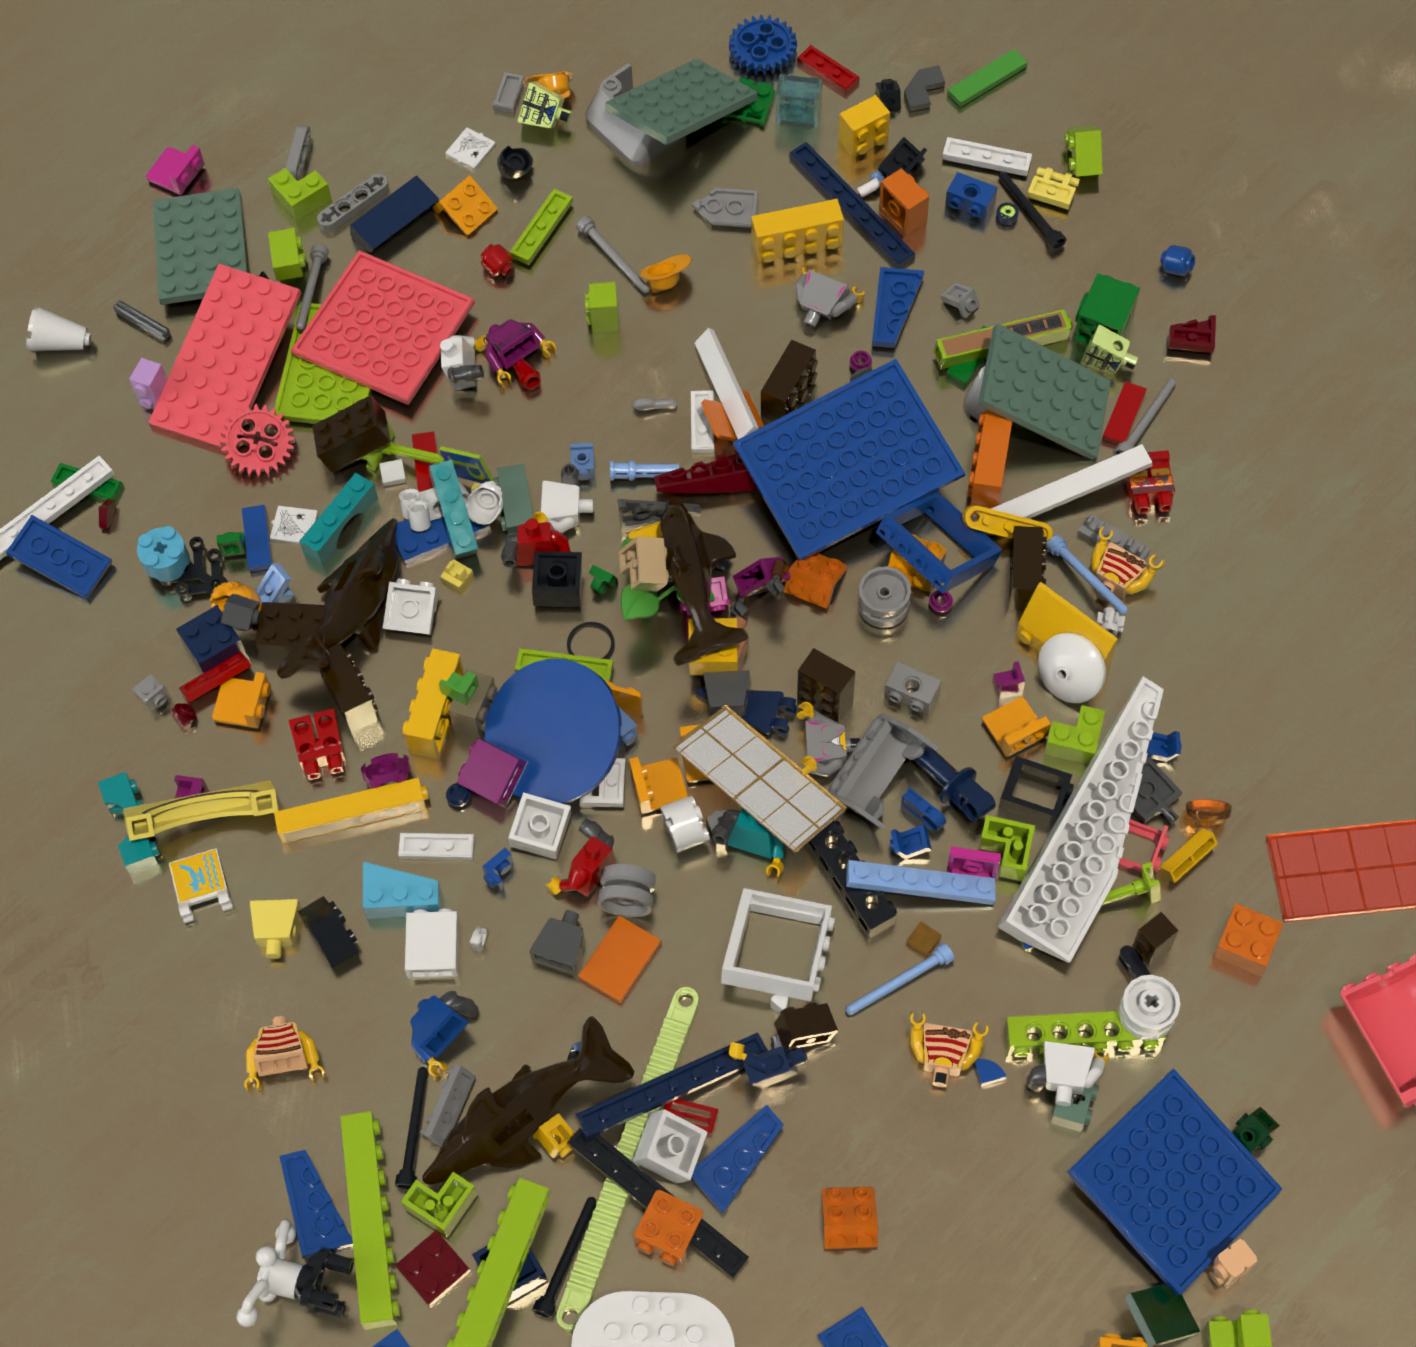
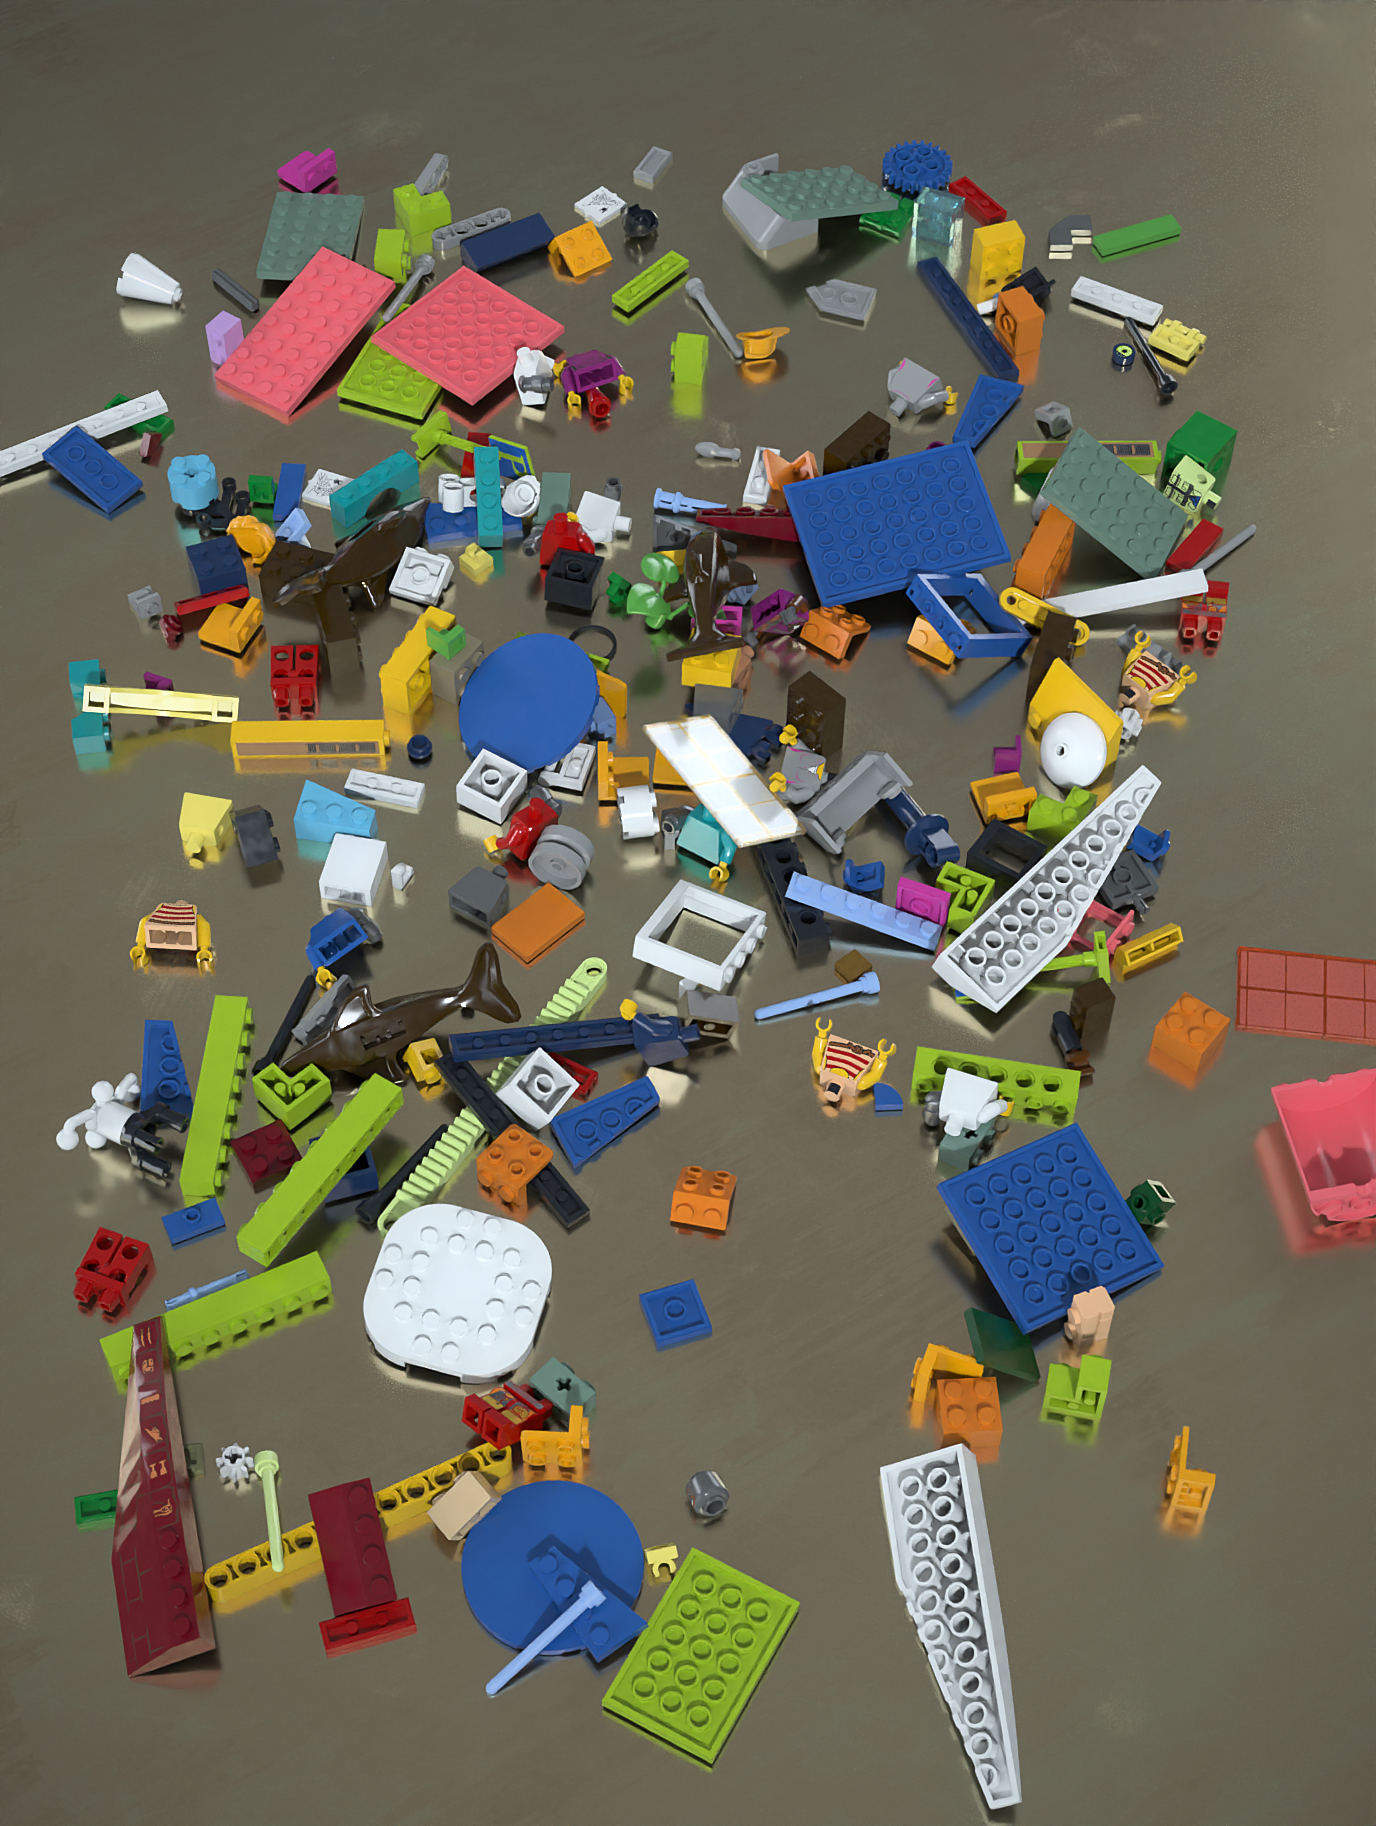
camera: 10 degrees right, 10 degrees down
(199, 880) = (141, 770): flag -> none
(241, 612) = (252, 543): dark grey brick -> none
(252, 460) = (315, 407): coral gear -> none
(351, 433) = (407, 414): dark brown brick -> none
(386, 769) = (354, 707): magenta plate -> none
(392, 472) = (439, 461): white tile -> none
(491, 771) = (458, 729): magenta piece -> none
(496, 260) = (597, 300): red head -> none
(499, 864) = (438, 815): blue bracket -> none
(543, 107) = (681, 178): yellowish green torso -> none
(556, 82) = (694, 162): light orange piece -> none
(583, 458) = (633, 484): medium blue brick -> none
(645, 563) = (662, 566): tan brick -> none
(726, 384) = (792, 439): white tile -> none
(797, 231) = (904, 326): yellow brick -> none
(884, 597) = (899, 656): light grey wheel -> none
(889, 94) = (1033, 230): black bracket -> none
(907, 677) = (906, 742): light grey brick -> none
(923, 810) = (885, 850): blue piece -> none
(946, 597) = (958, 673): magenta plate -> none
(971, 195) = (1090, 330): blue brick -> none
(1058, 547) = (1092, 649): light blue piece -> none
(1086, 150) = (1218, 310): lime brick -> none
(1149, 1007) = (1066, 1062): white wheel -> none
(1177, 260) = (1287, 423): blue head -> none
(1193, 335) = (1285, 492): dark red wing -> none
(1208, 812) = (1180, 911): clear orange piece -> none

